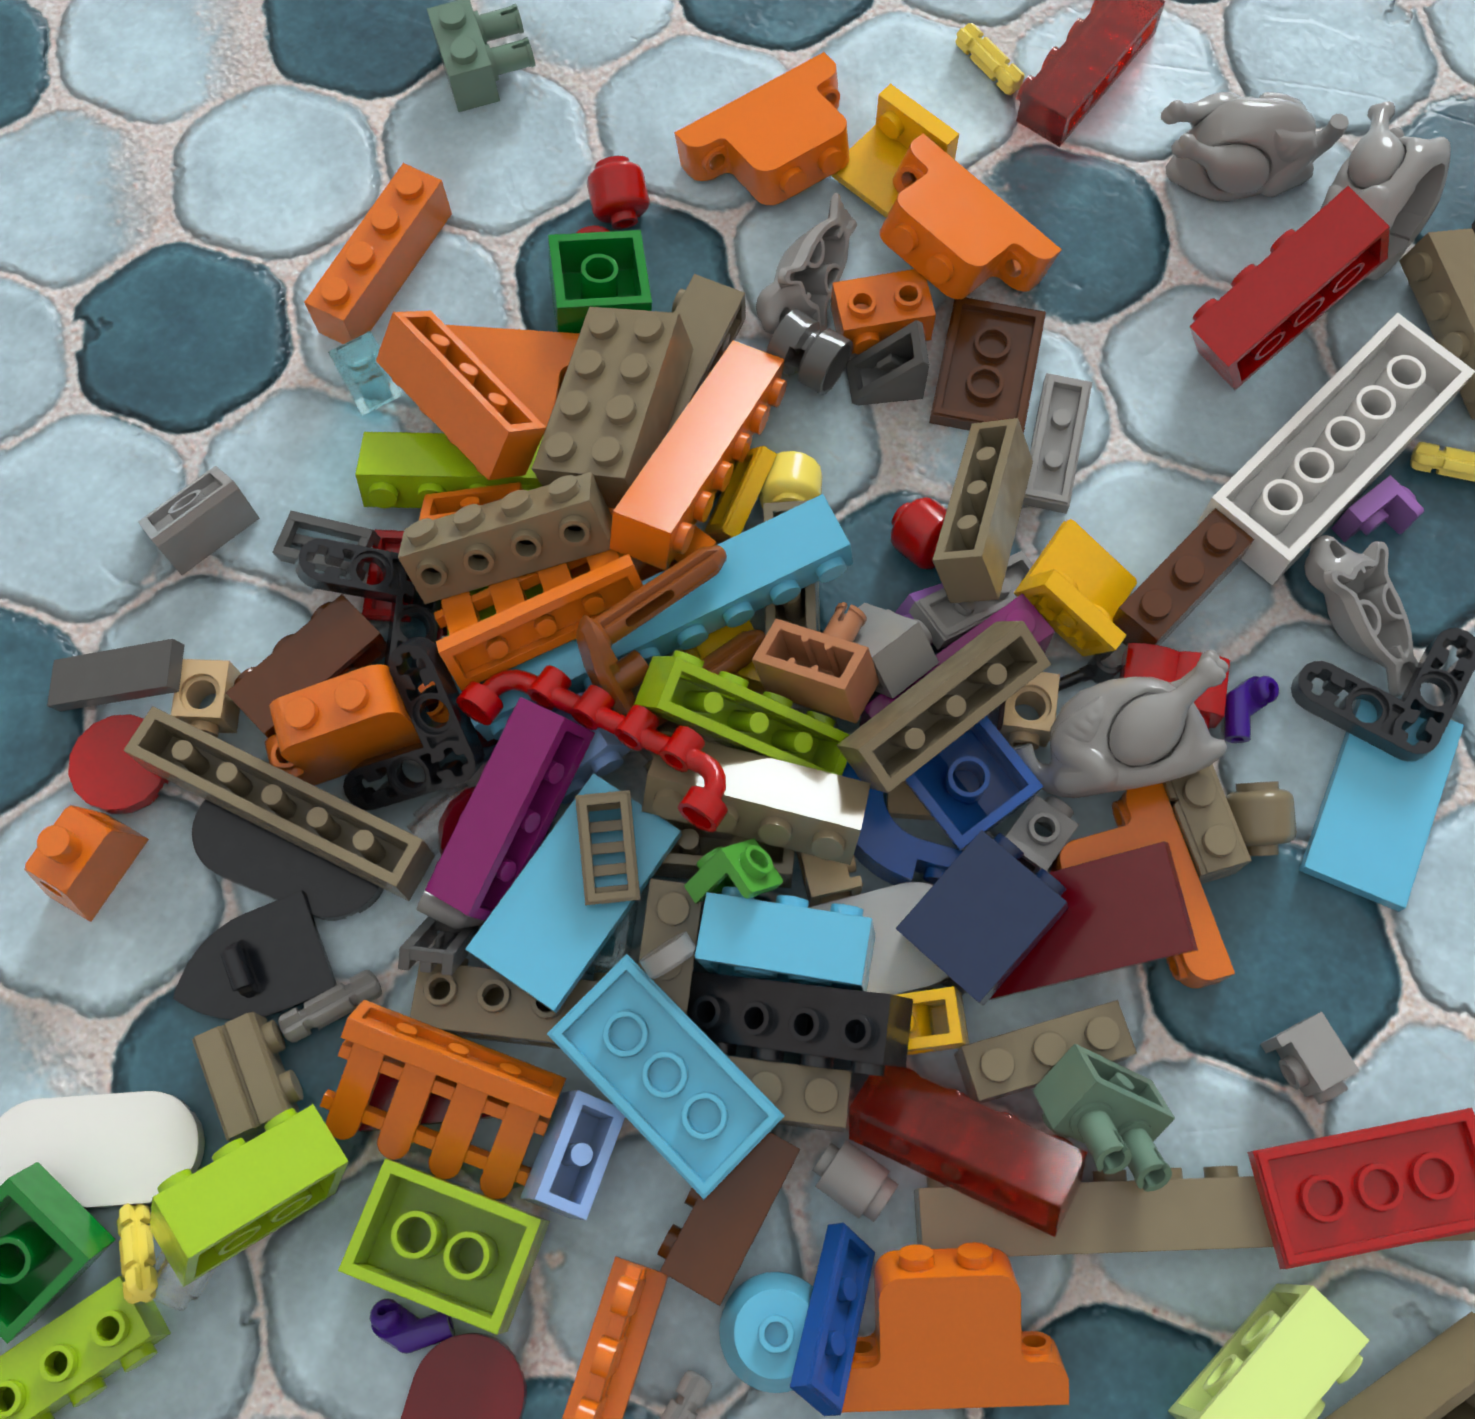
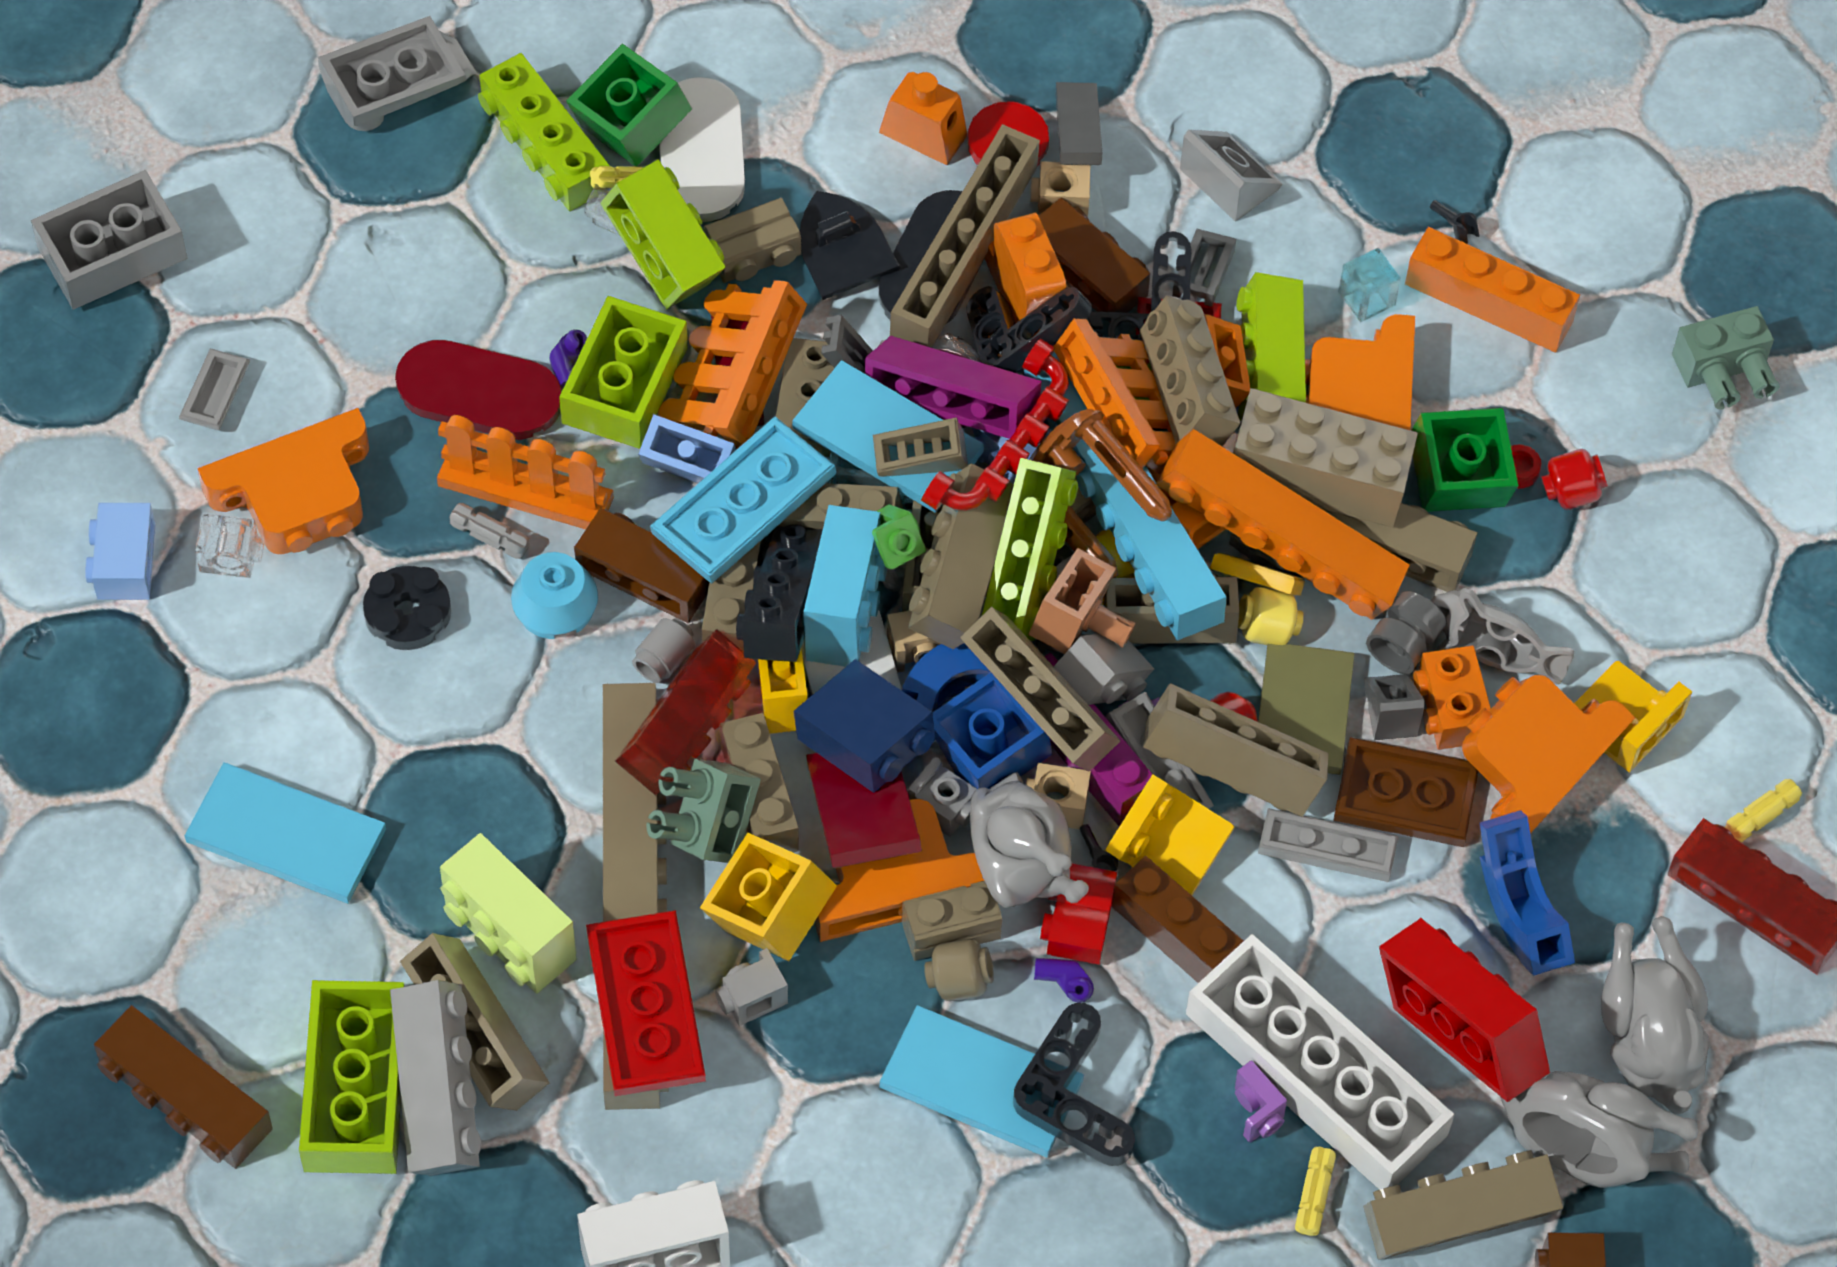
camera: 85 degrees right, 10 degrees down
(289, 282) = (1462, 223): none -> black hand
(329, 1006) = (805, 286): light grey axle -> none
(460, 394) = (1327, 337): orange brick -> none
(668, 955) = (831, 489): light grey tile -> none
(773, 136) = (1646, 611): orange brick -> none
(833, 1320) = (563, 620): blue tile -> none
(890, 457) = (1308, 696): none -> olive tile
(951, 1337) = (547, 702): orange brick -> none
(1128, 258) = (1518, 898): none -> blue arch
(1214, 1037) = (768, 896): none -> yellow brick
(1364, 605) = (1159, 1068): light grey animal -> none

